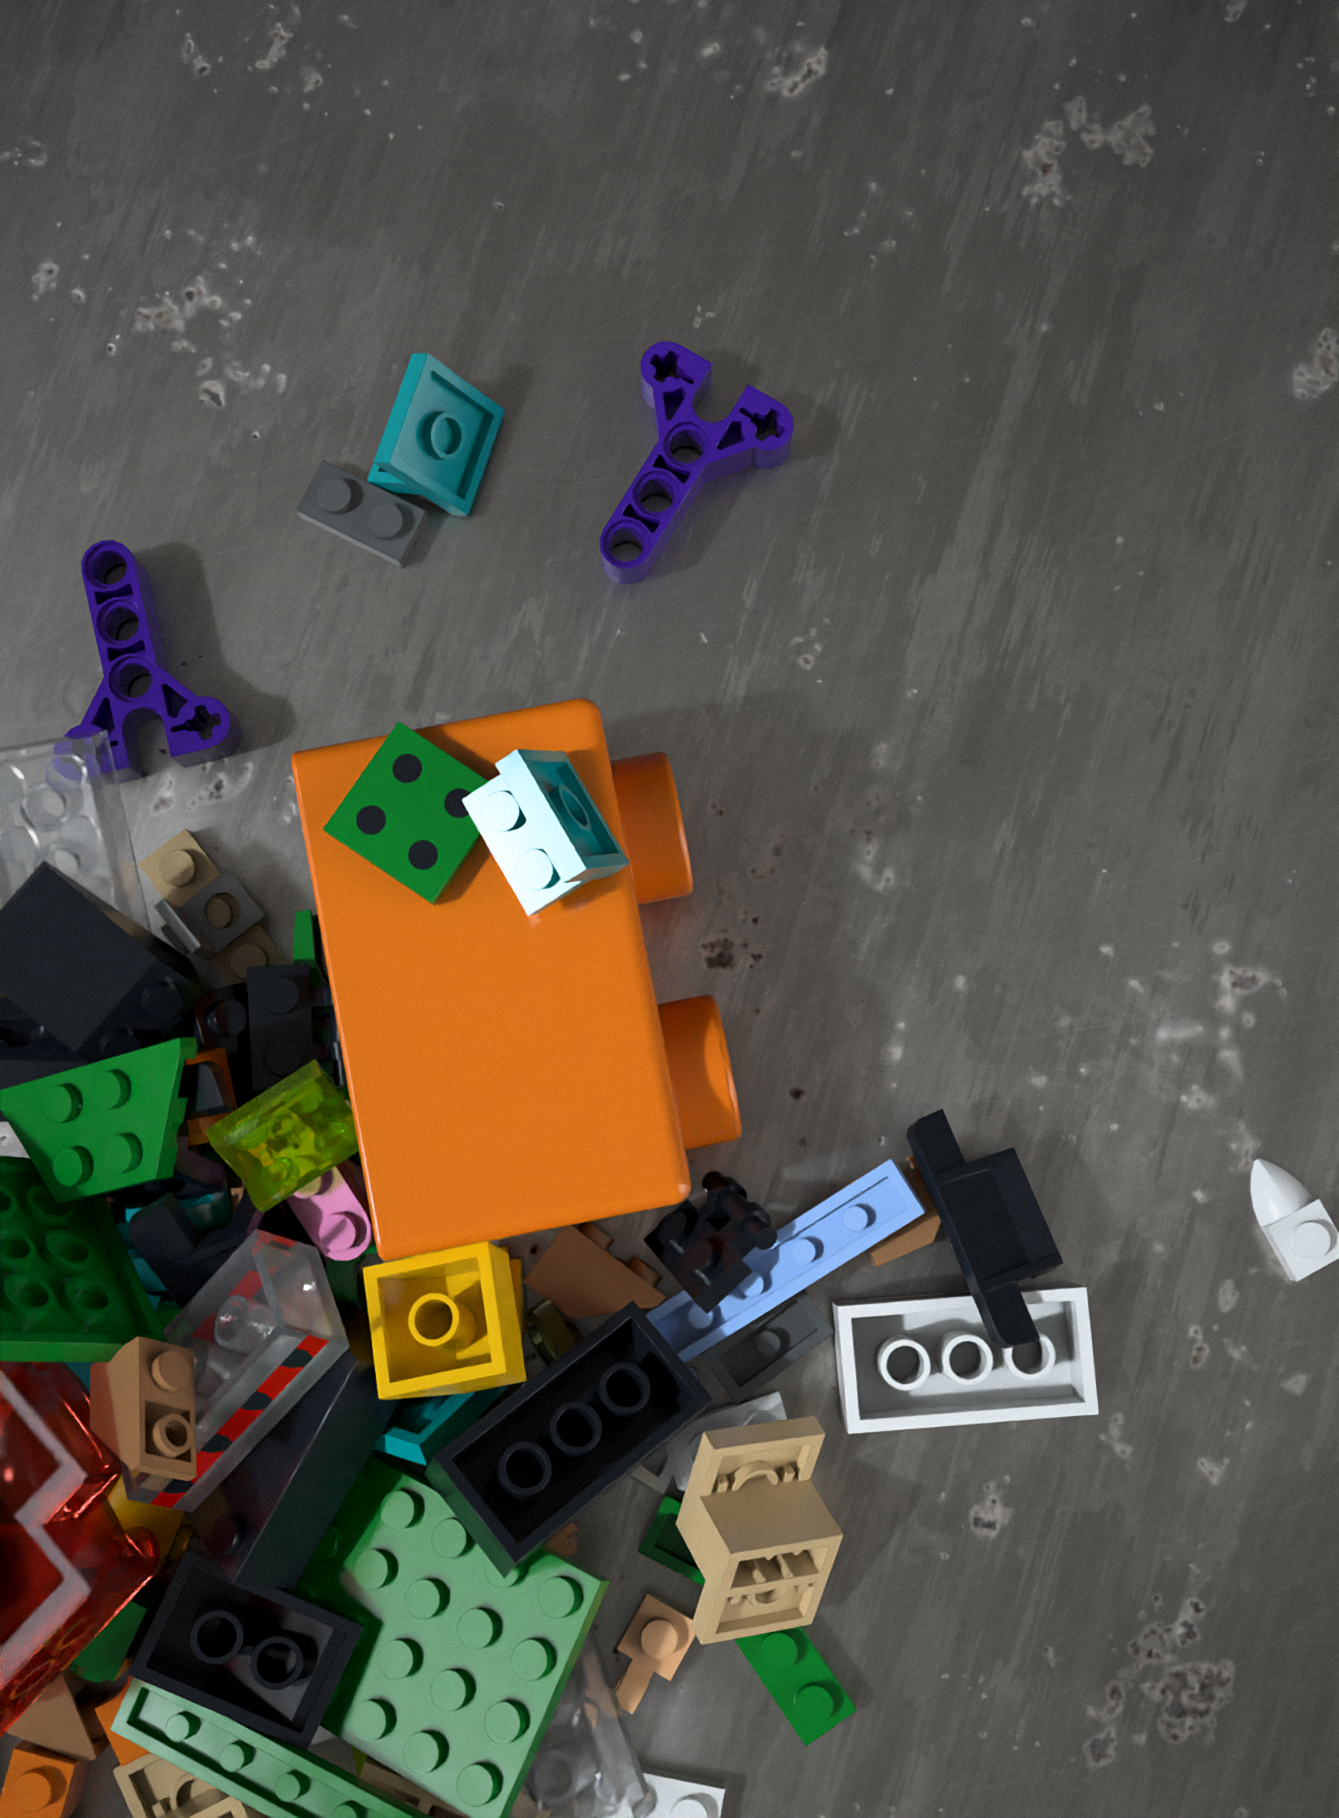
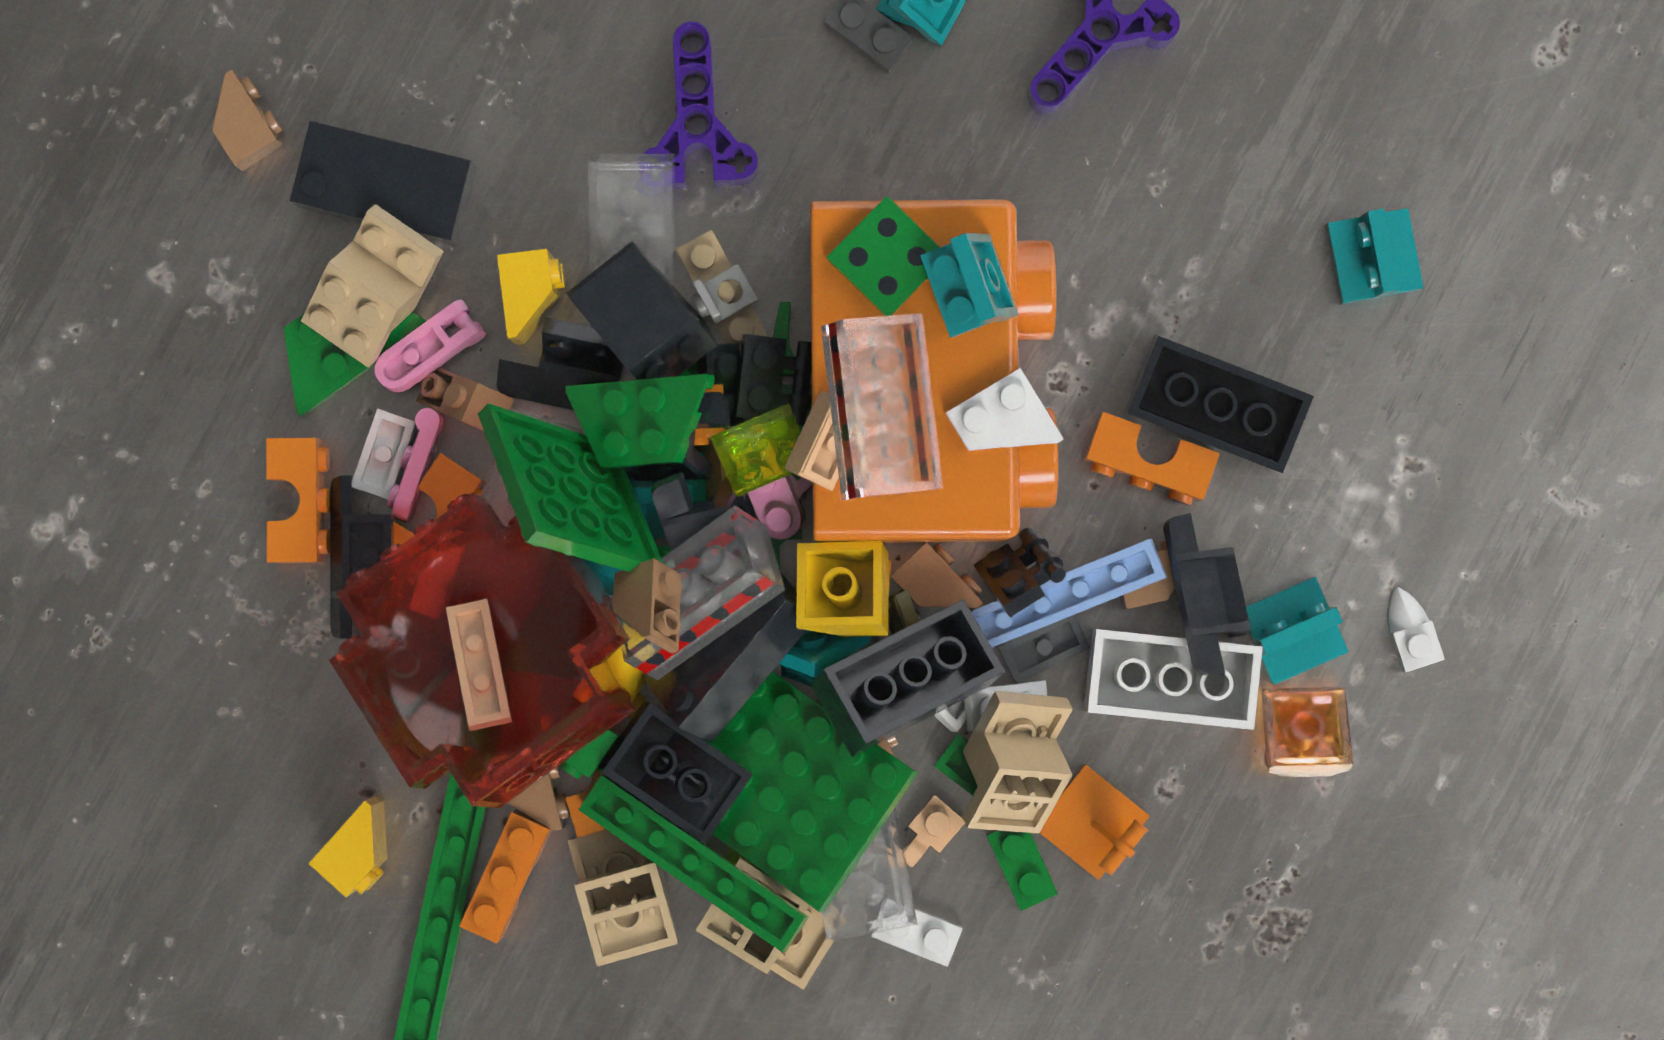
camera: 10 degrees right, 5 degrees up
(371, 1107) = (815, 449): none -> light nougat slope
(439, 1039) = (881, 406): none -> clear brick
(635, 1020) = (1004, 417): none -> white wing
(894, 1594) = (1095, 824): none -> orange plate
(922, 1053) = (1115, 450): none -> orange arch
(953, 943) = (1219, 403): none -> black brick
(1126, 1249) = (1295, 630): none -> teal bracket
(1128, 695) = (1374, 255): none -> teal bracket
(1173, 1397) = (1306, 732): none -> clear orange slope

